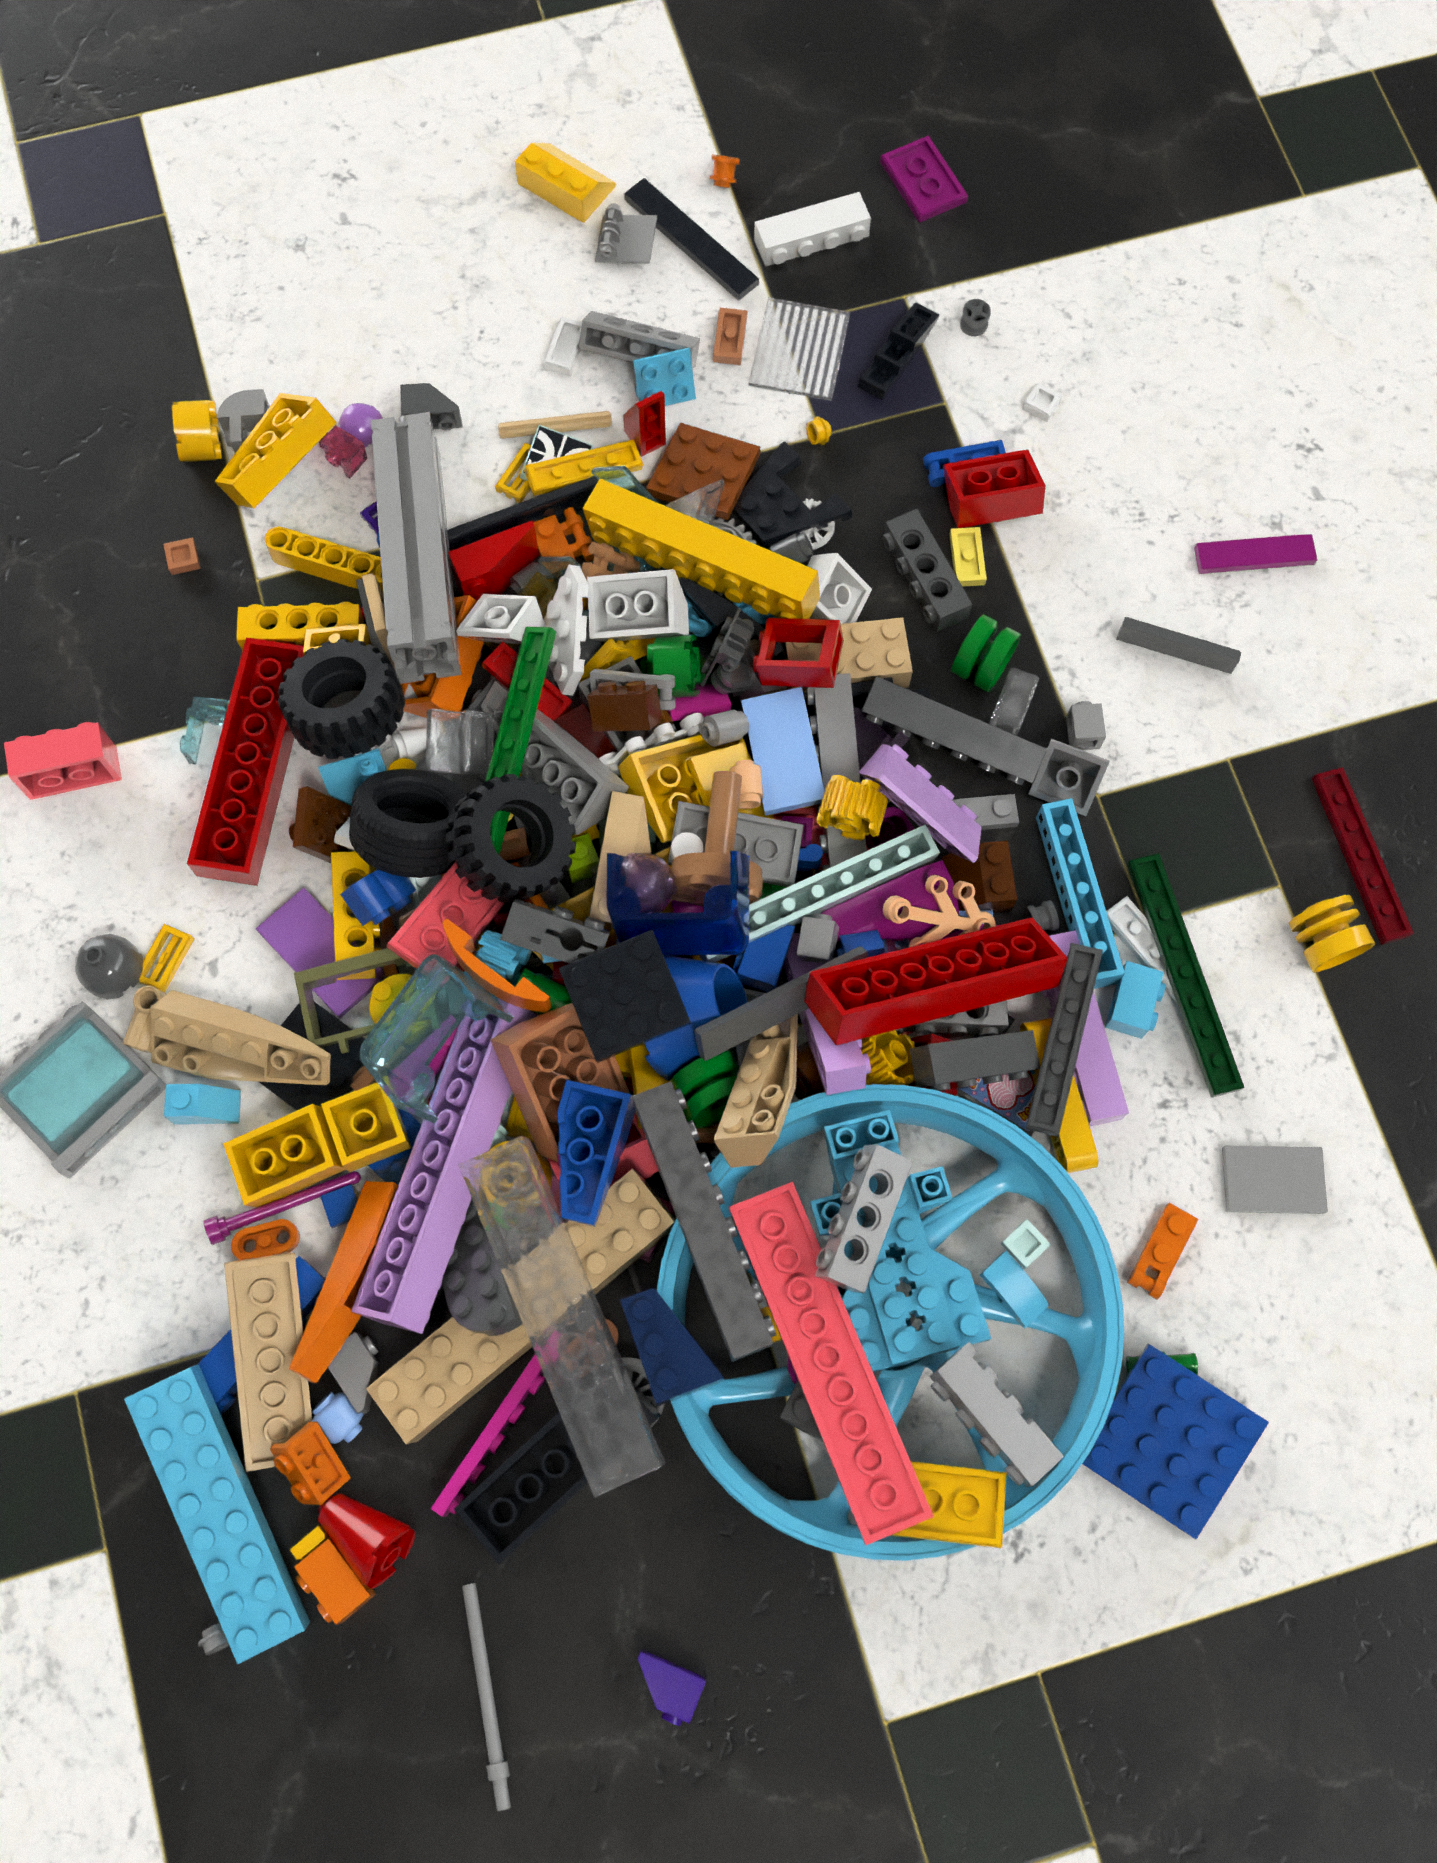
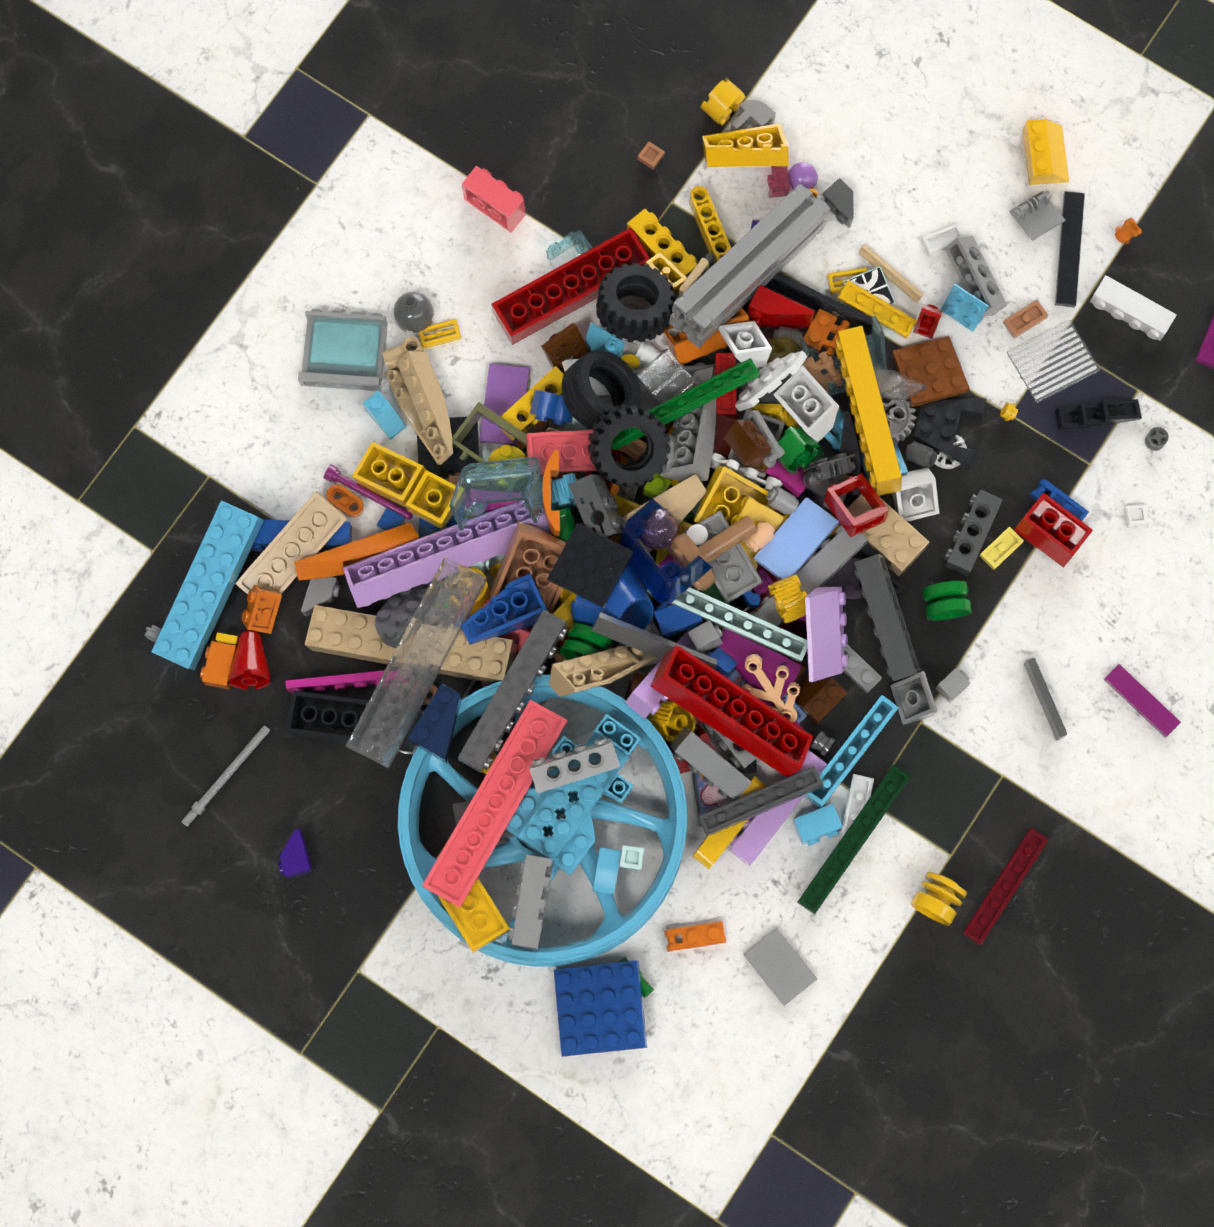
camera: 55 degrees right, 5 degrees up
(337, 1418) = (291, 604): light blue head -> none
(1014, 701) = (932, 637): clear brick -> none

